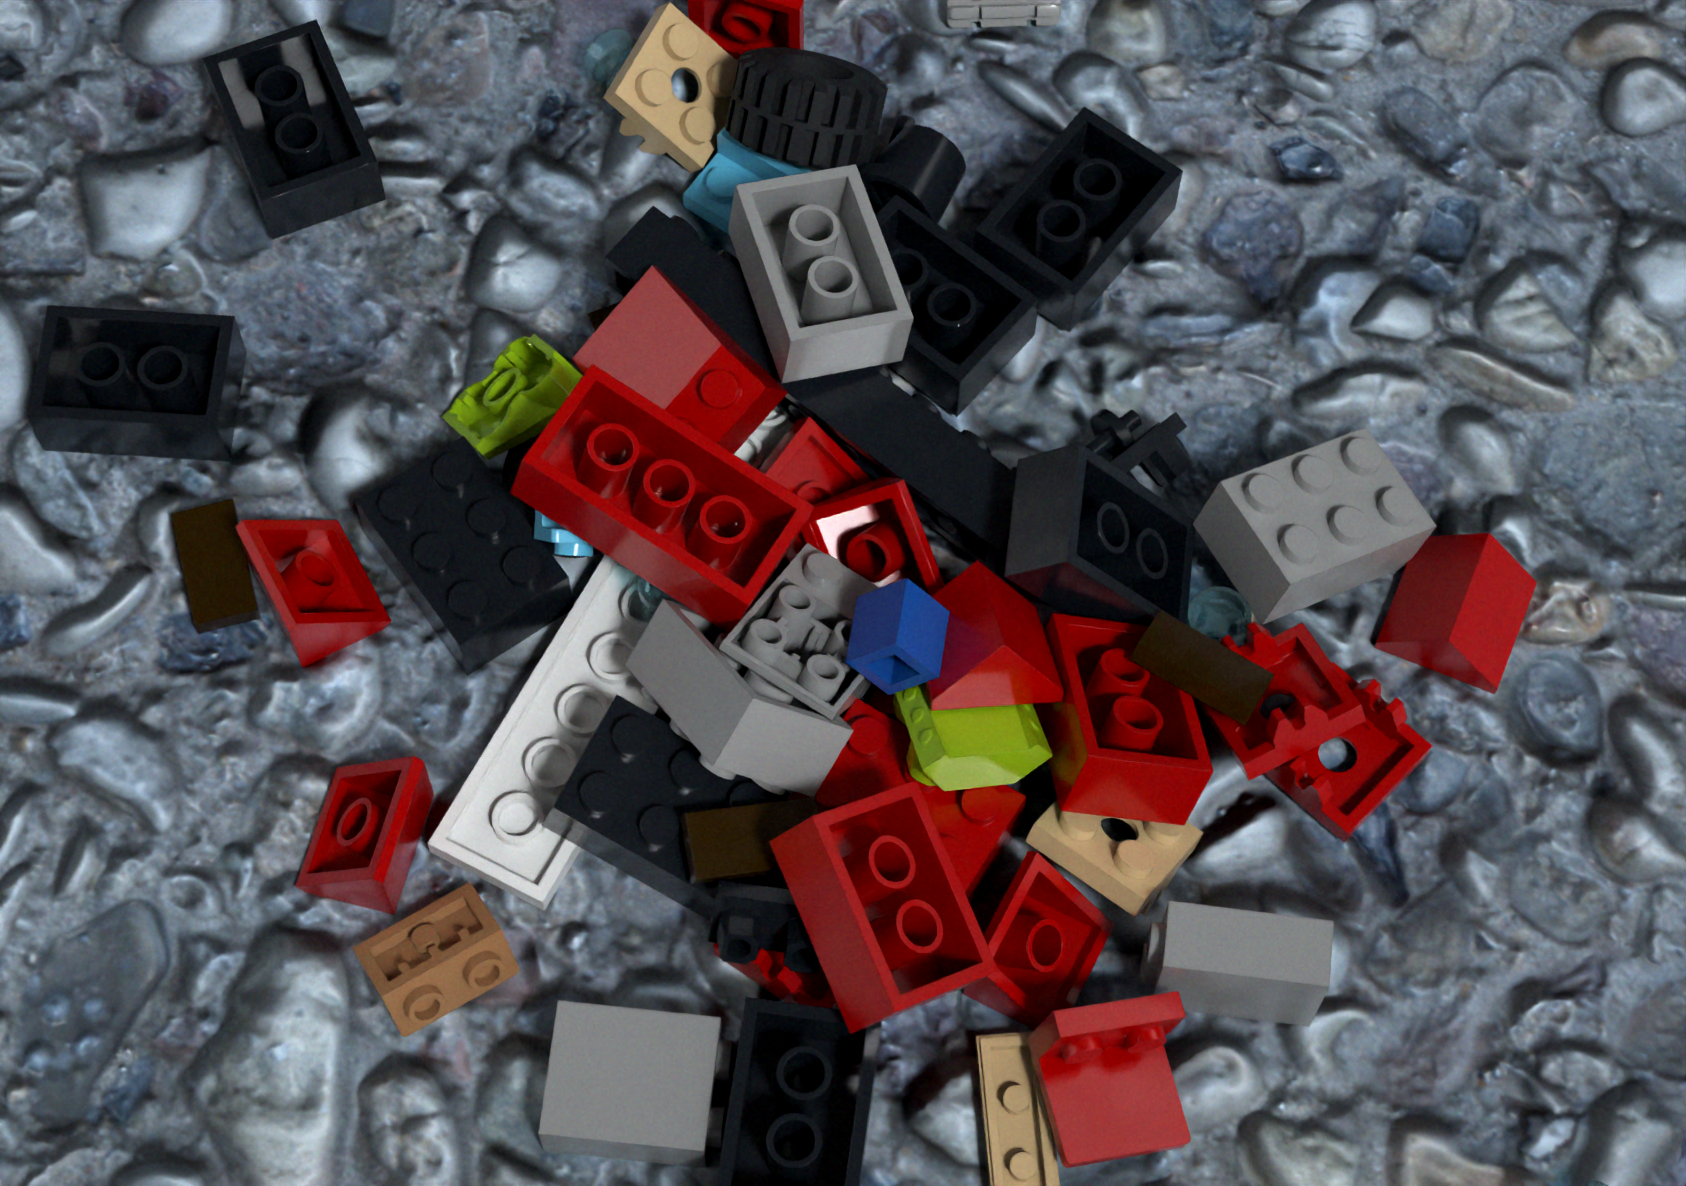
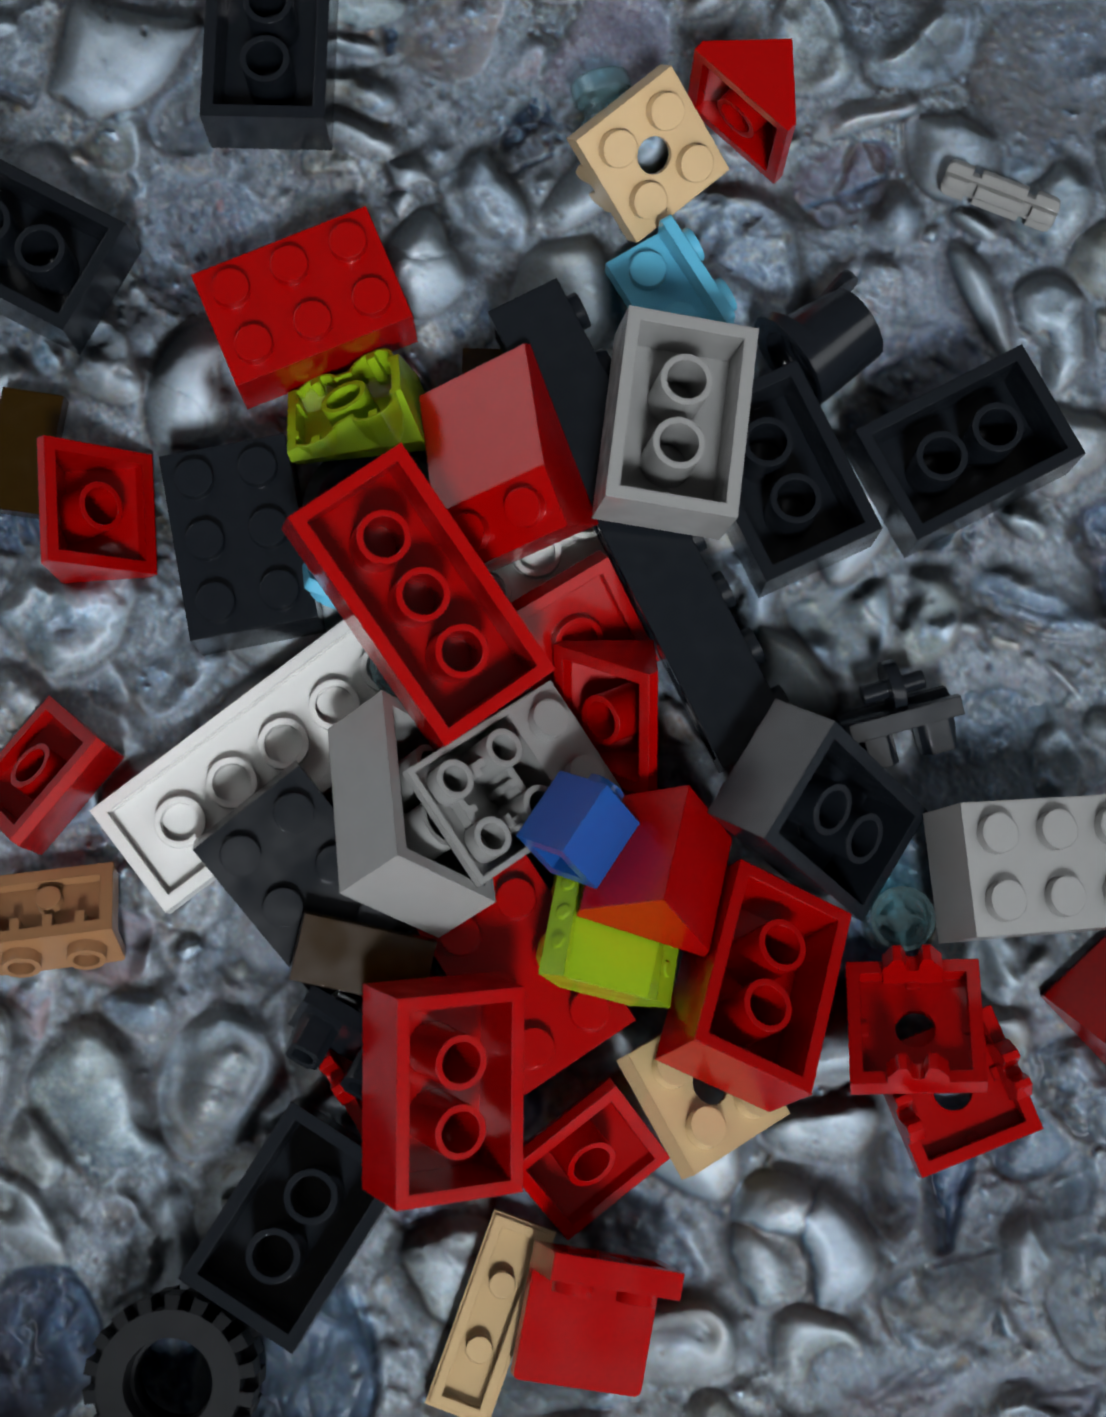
camera: 25 degrees right, 15 degrees up
(426, 333) = (305, 306): none -> red brick
(634, 1084) = (170, 1120): light grey brick -> none
(805, 107) = (753, 231): black tyre -> none
(1201, 667) = (856, 974): dark brown tile -> none
(1240, 962) = (756, 1268): light grey brick -> none

